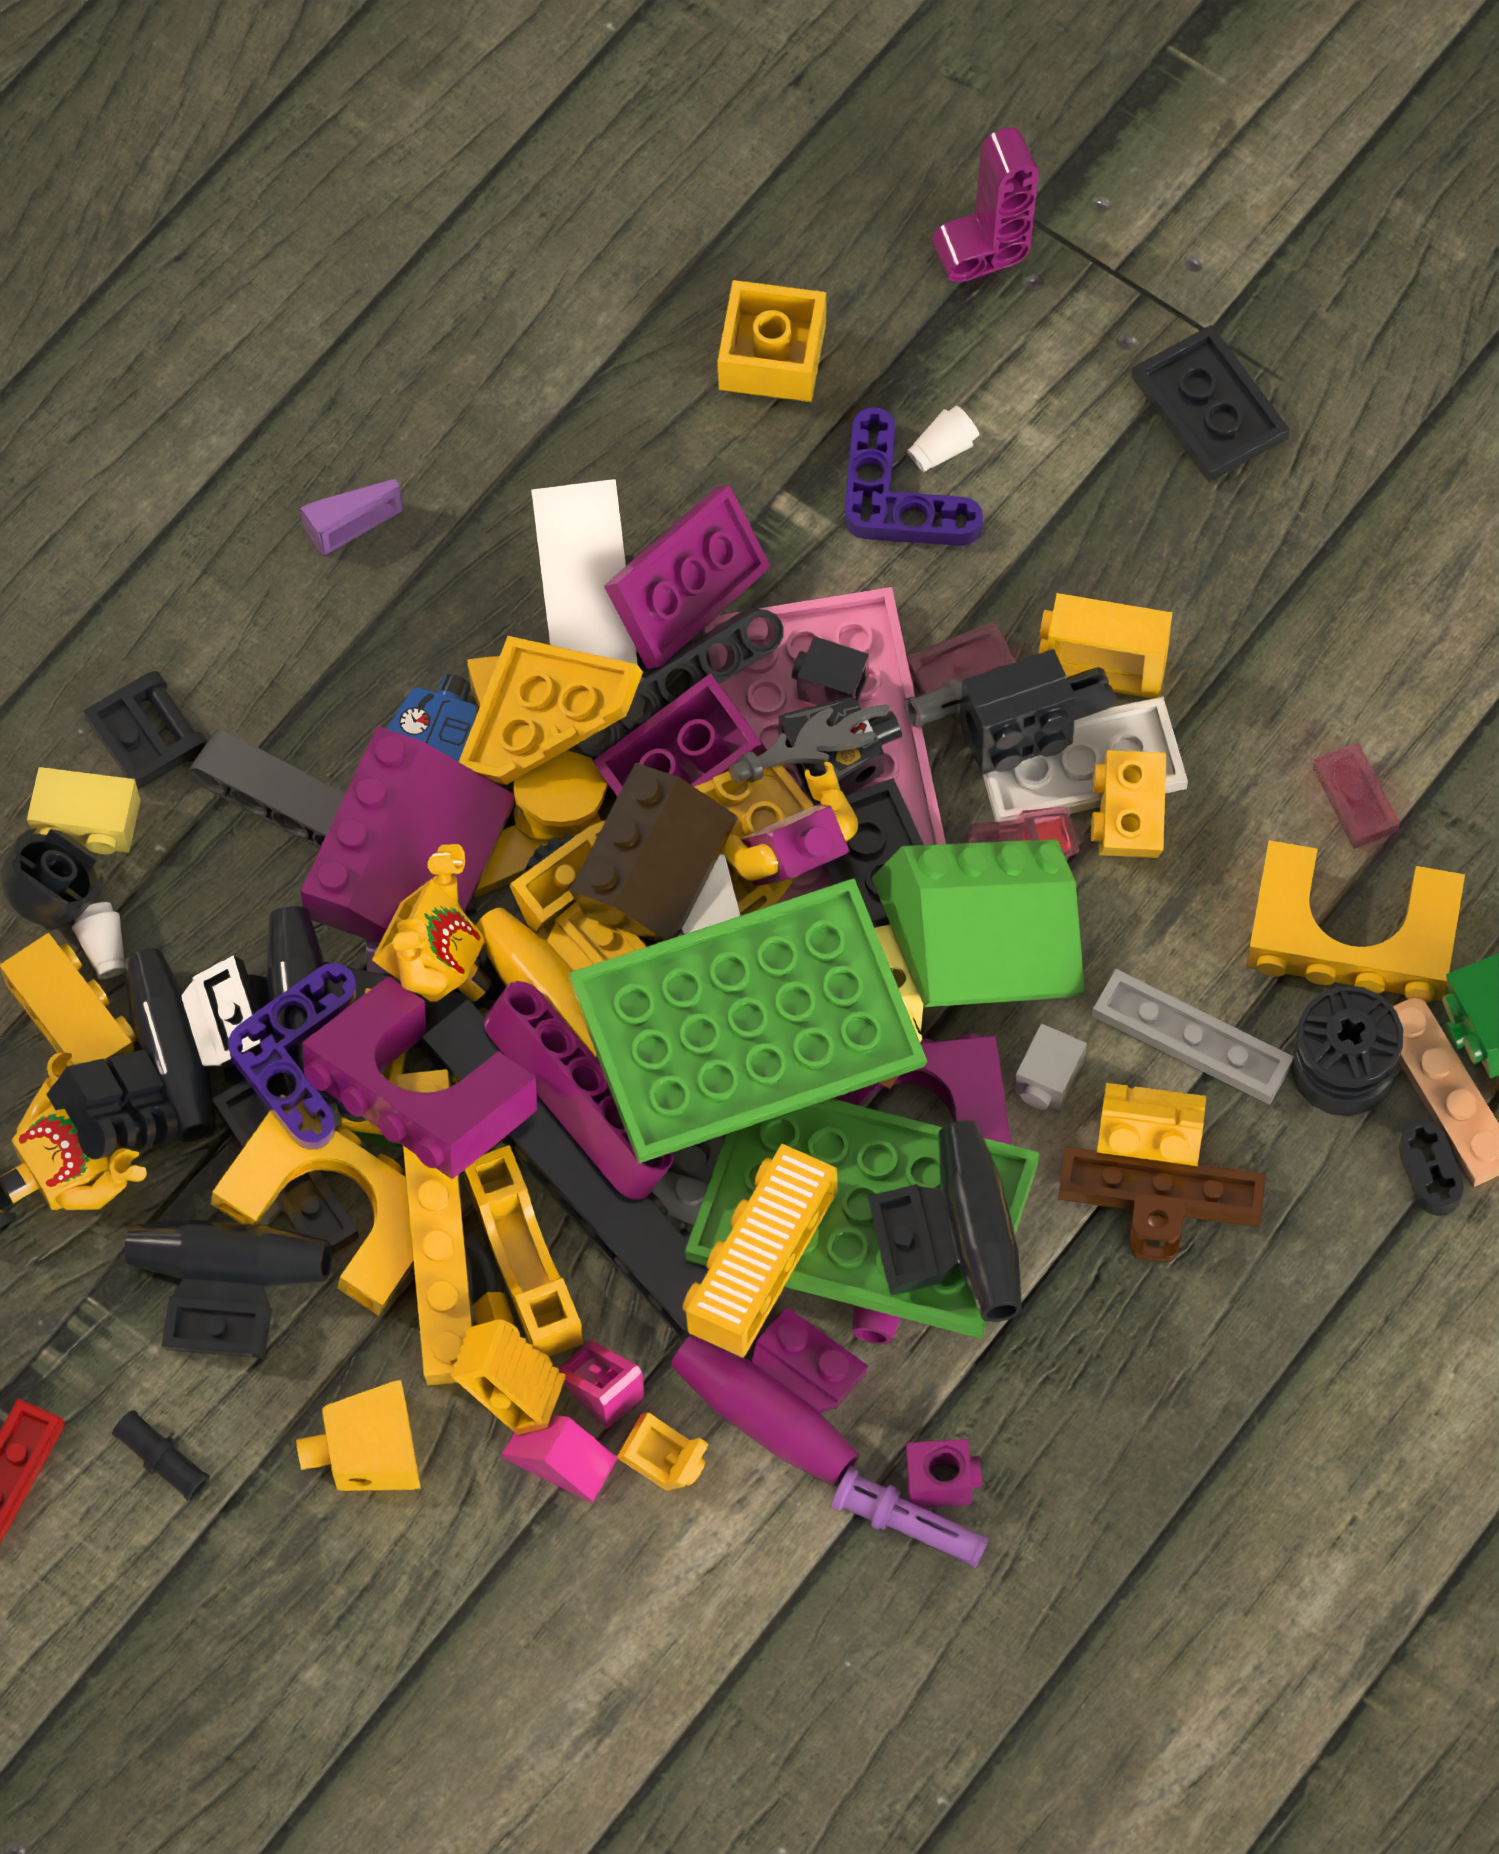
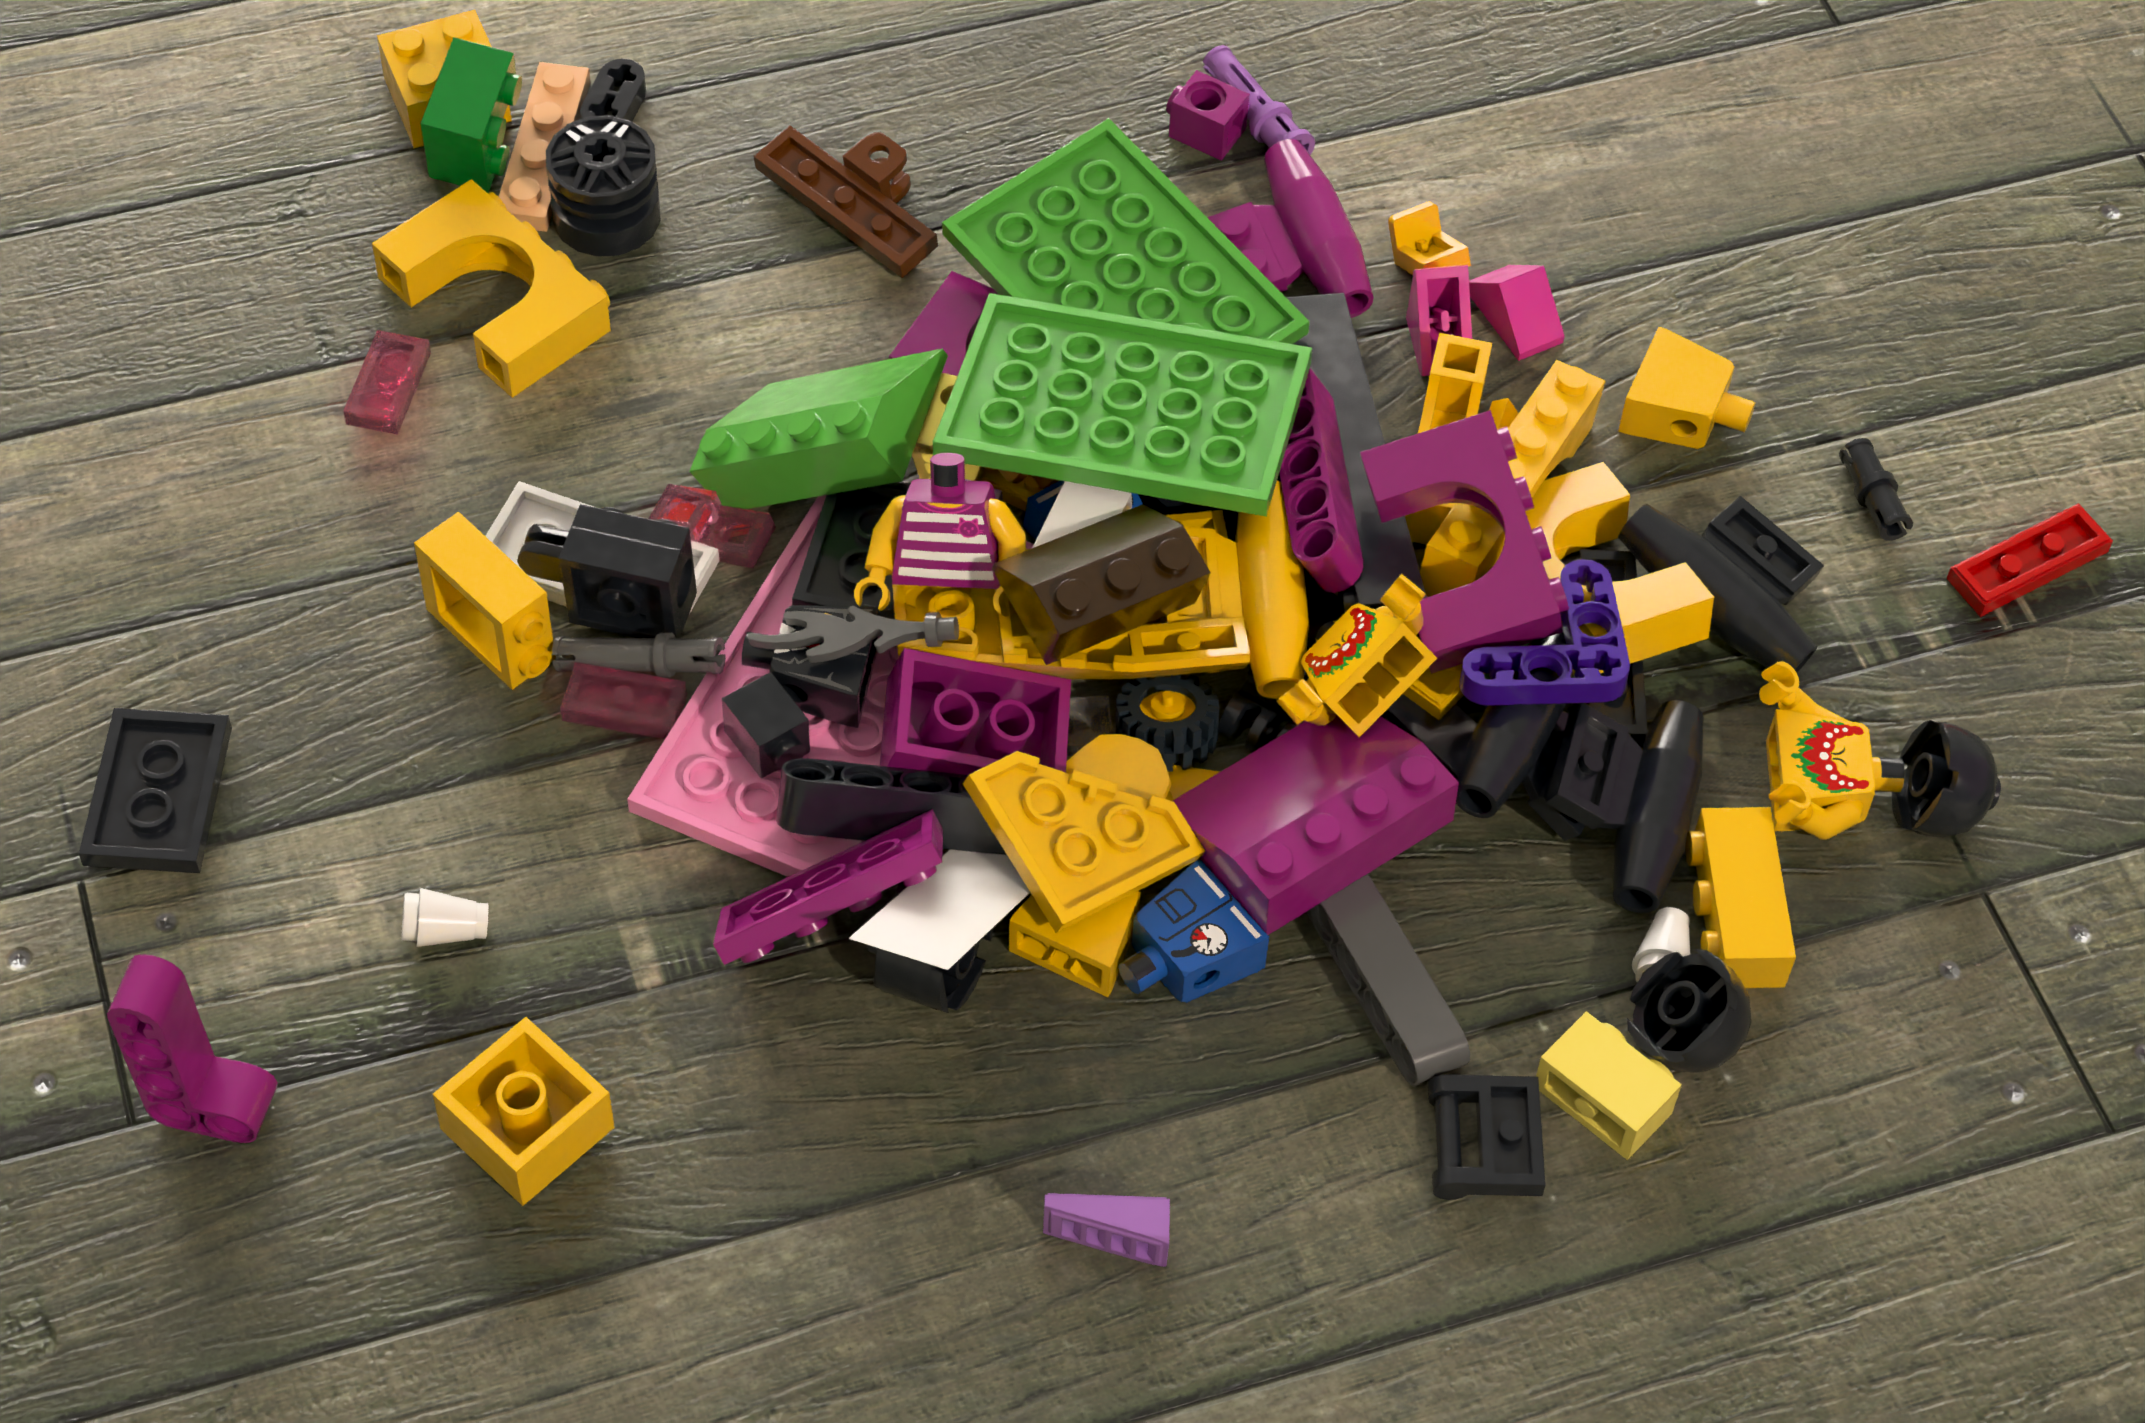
camera: 150 degrees left, 10 degrees down
(115, 1104) = (1745, 761): black legs -> none
(508, 1376) = (1532, 337): yellow brick -> none
(760, 1250) = (1249, 257): yellow brick -> none
(889, 506) = (551, 908): dark purple beam -> none
(963, 1225) = (1064, 174): black plate -> none
(1050, 1069) = (858, 327): light grey brick -> none
(1130, 804) = (592, 467): yellow brick -> none
(1151, 1124) = (814, 232): yellow brick -> none
(1192, 1036) = (714, 290): light grey plate -> none

